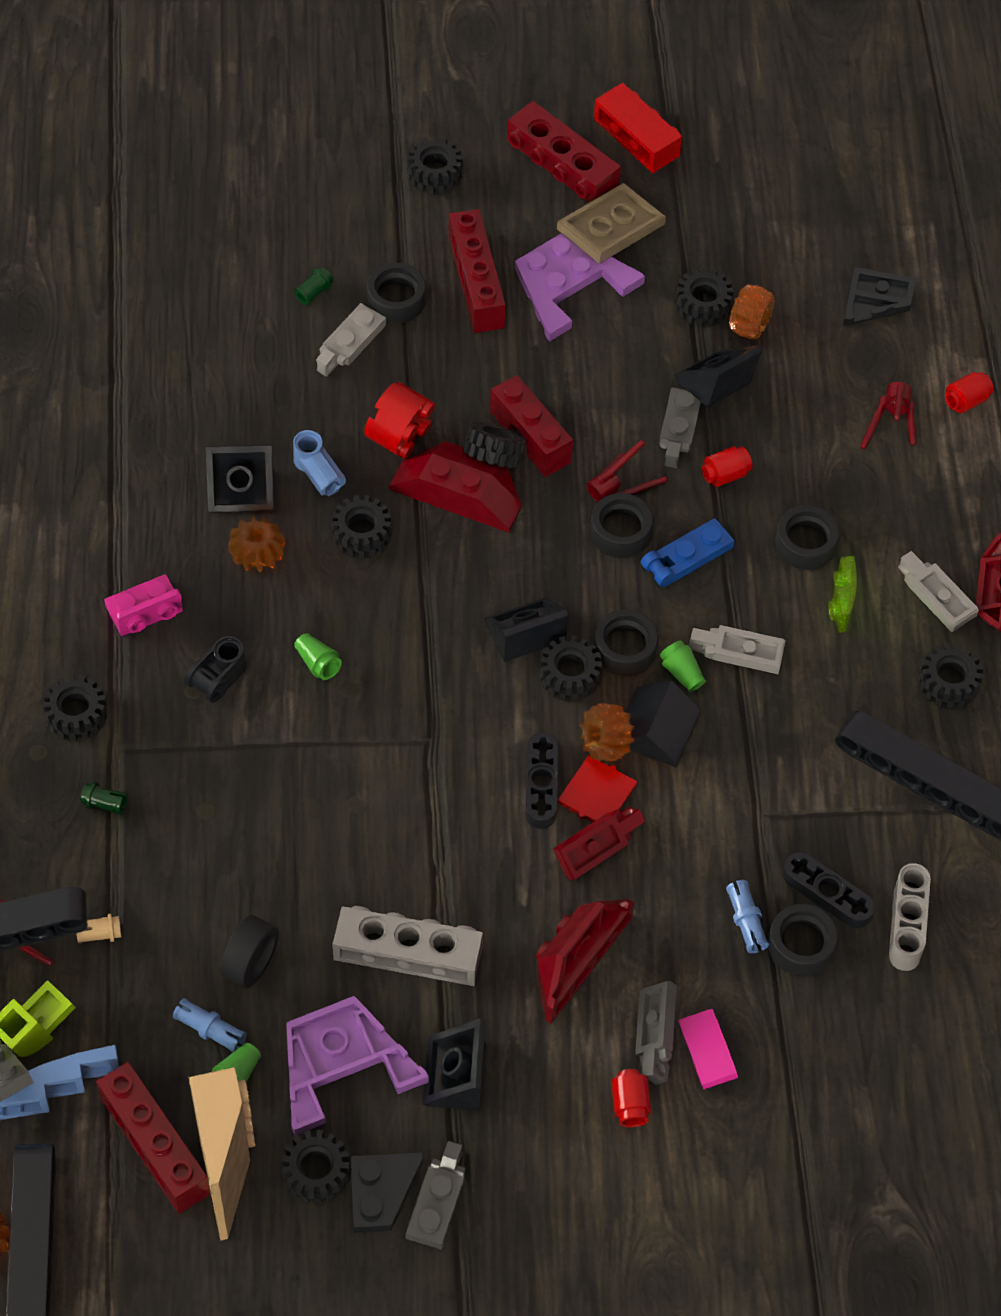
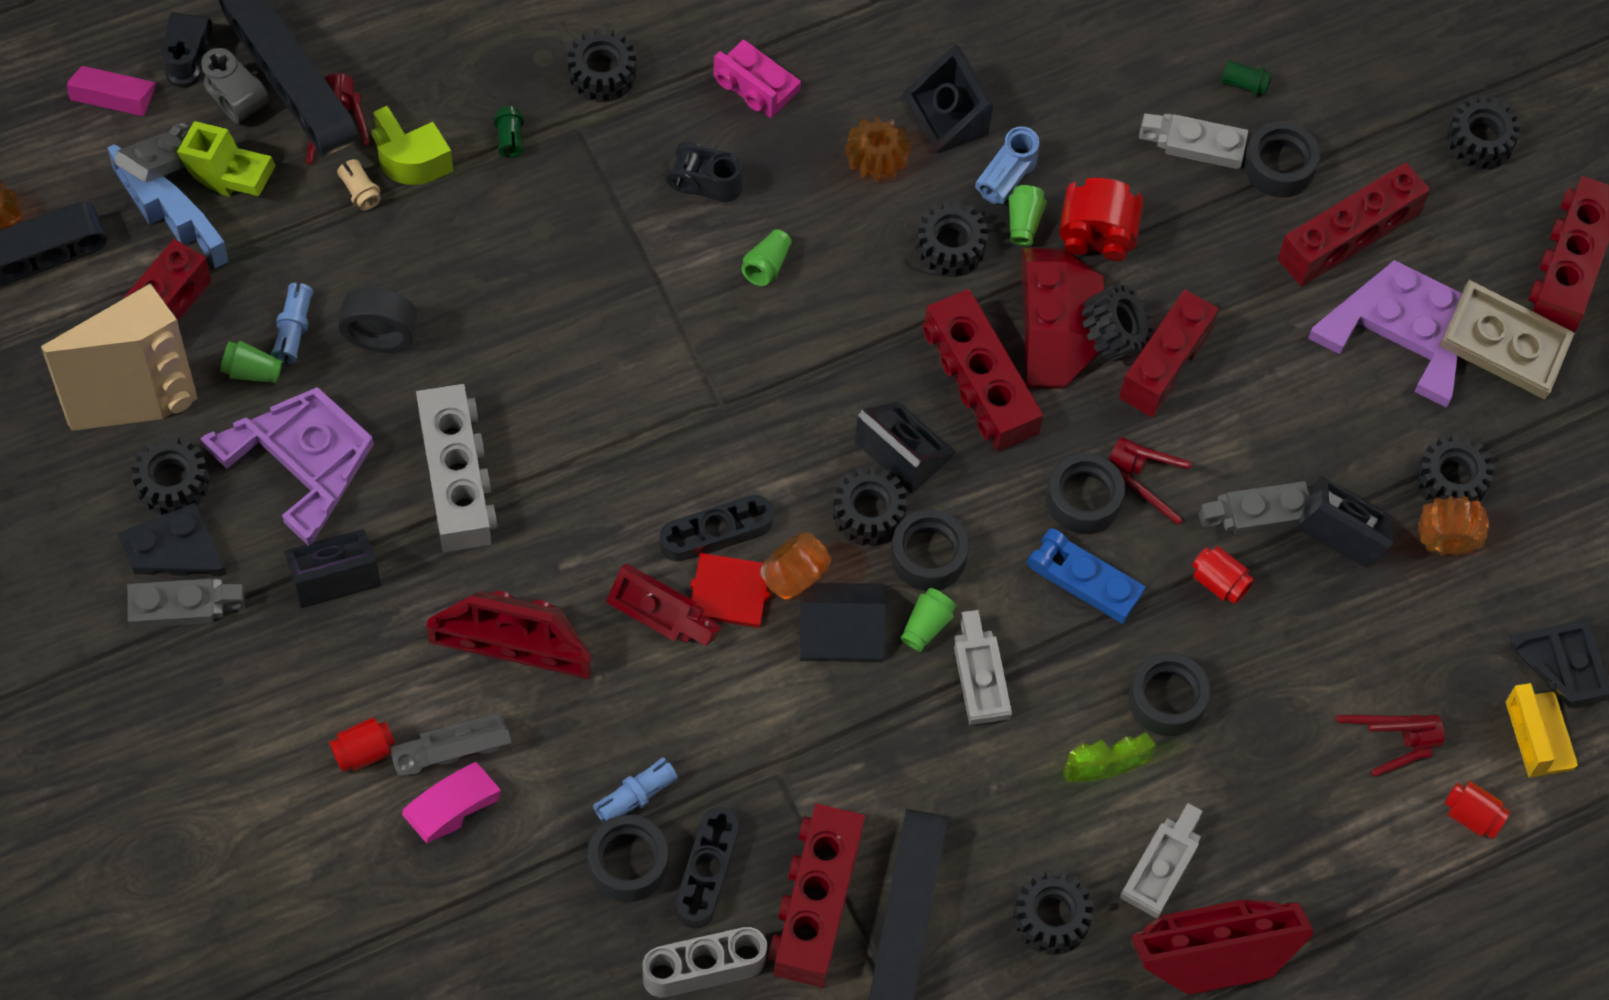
camera: 65 degrees right, 5 degrees up
(95, 873) = (412, 156): none -> lime brick
(363, 470) = (1025, 213): none -> bright green cone
(499, 538) = (963, 318): none -> dark red brick
(874, 804) = (810, 960): none -> dark red brick
(922, 335) = (1540, 732): none -> yellow panel

